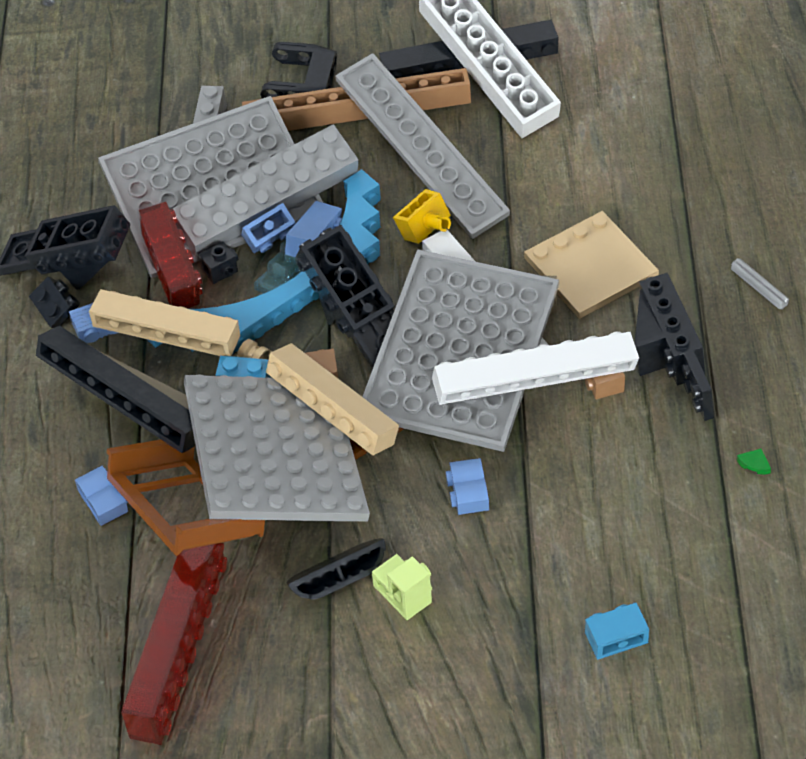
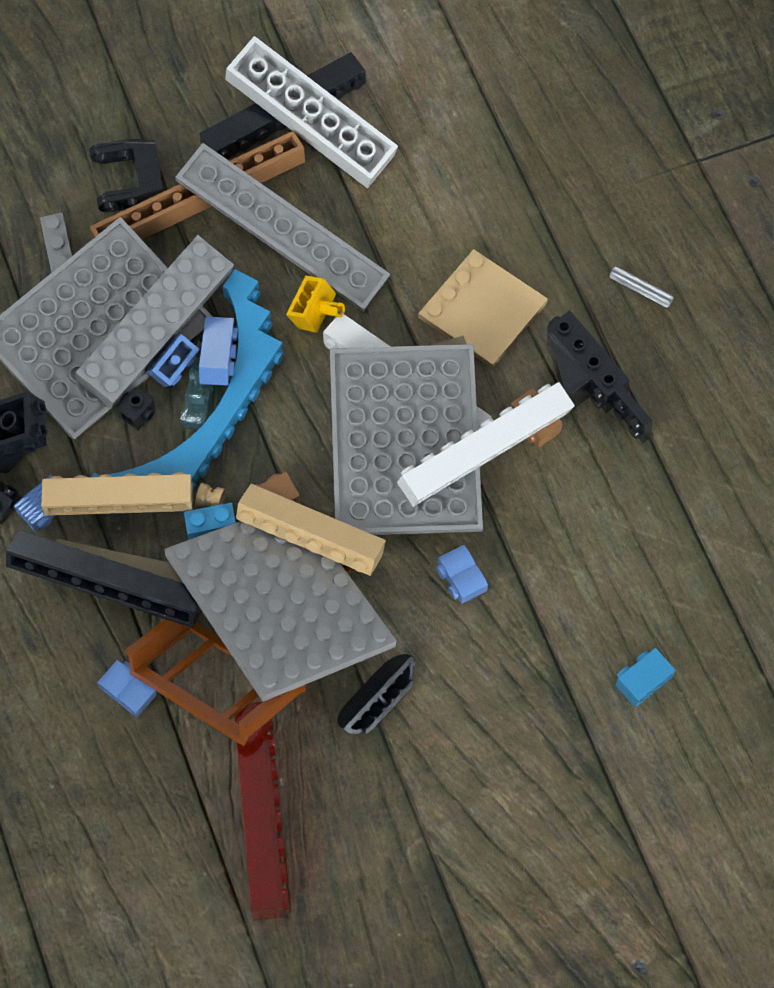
camera: 25 degrees left, 15 degrees up
(169, 255) = (91, 420): clear red brick -> none
(347, 289) = (282, 411): black wedge -> none
(404, 584) = (443, 693): yellowish green brick -> none
(754, 461) = (701, 471): green tile -> none

